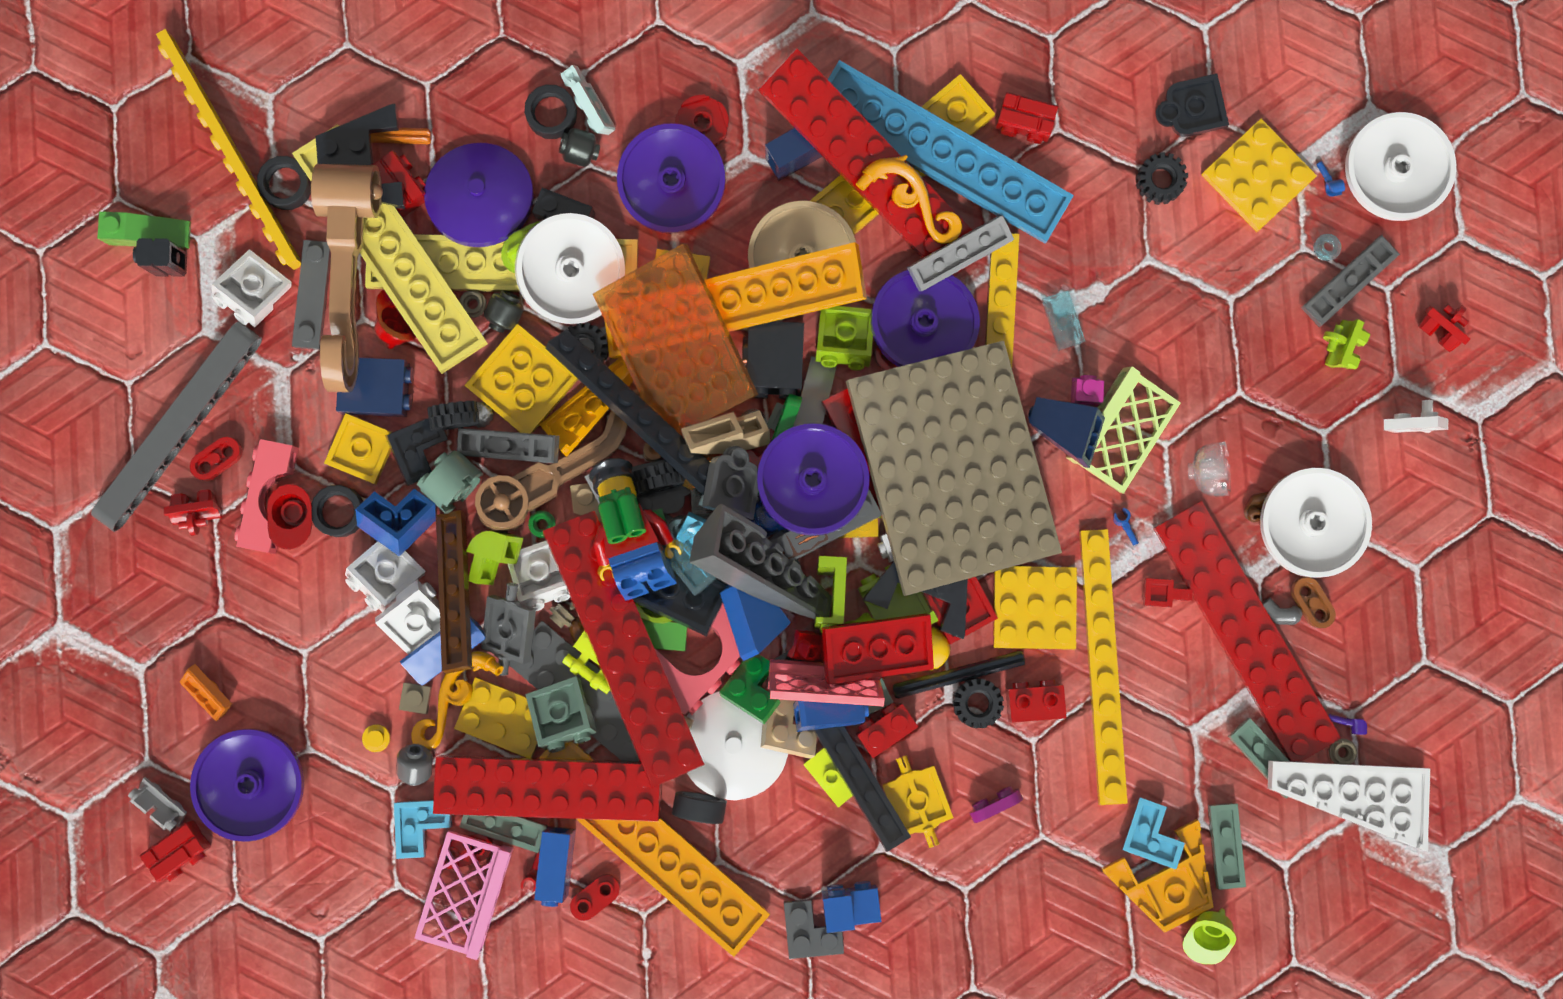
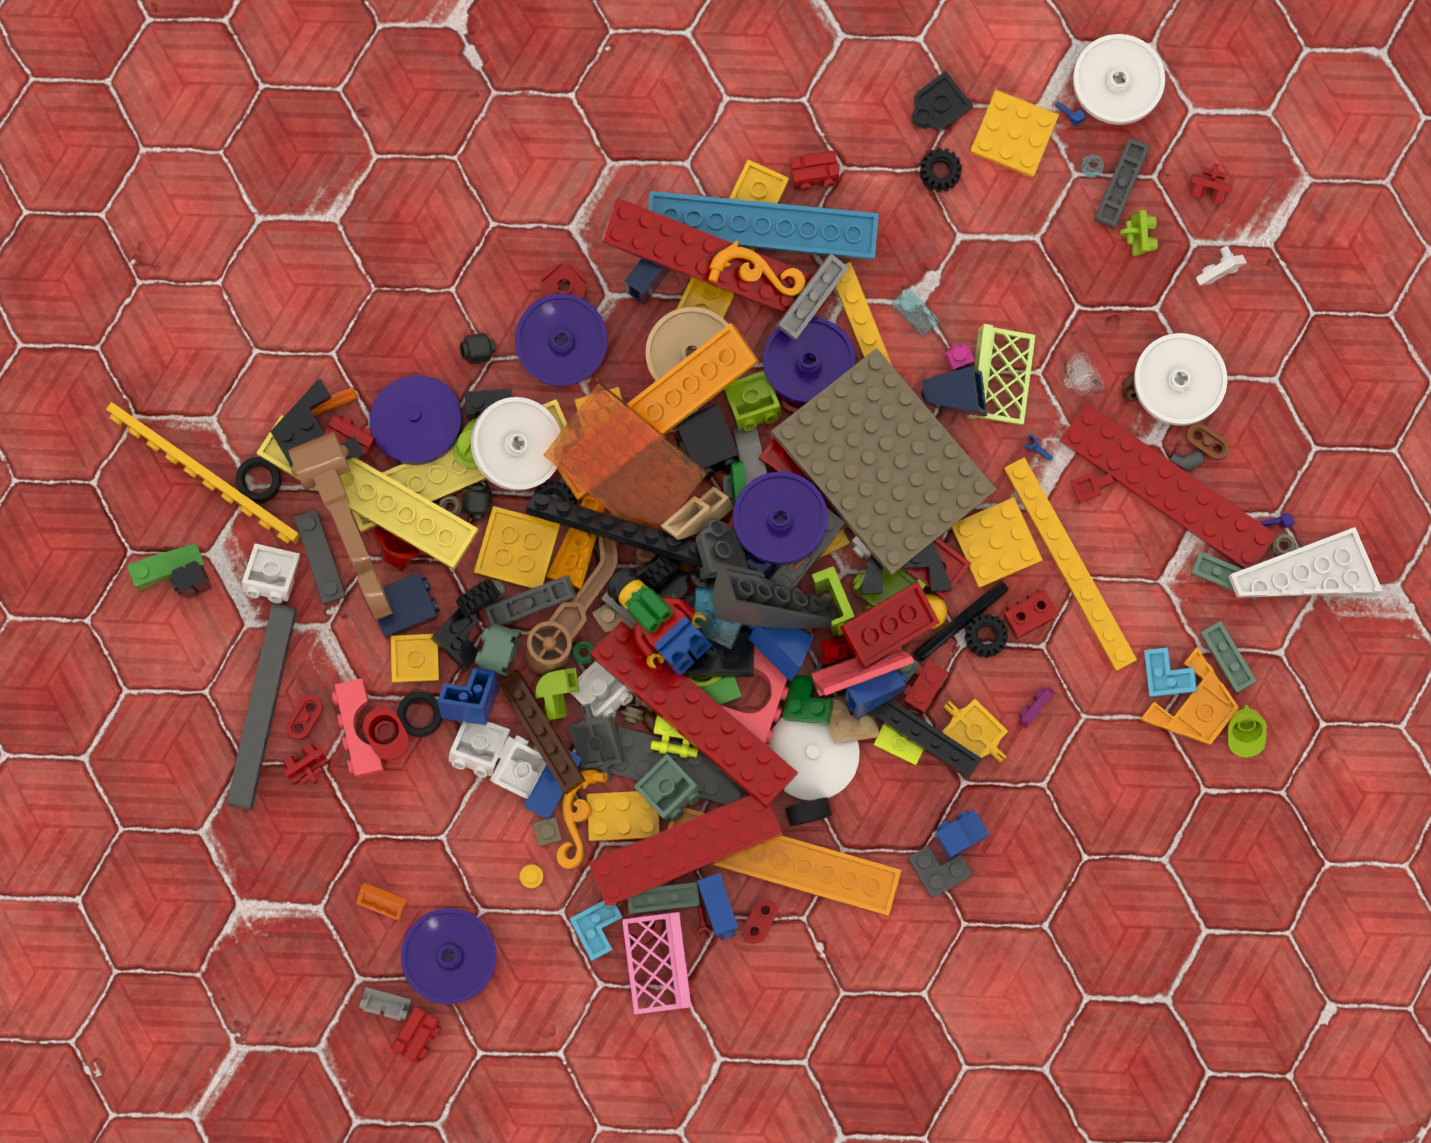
camera: 20 degrees left, 5 degrees down
(414, 764) = (571, 881): dark grey head -> none
(544, 92) = (436, 314): black tyre -> none
(588, 101) = (466, 308): light aqua hinge -> none

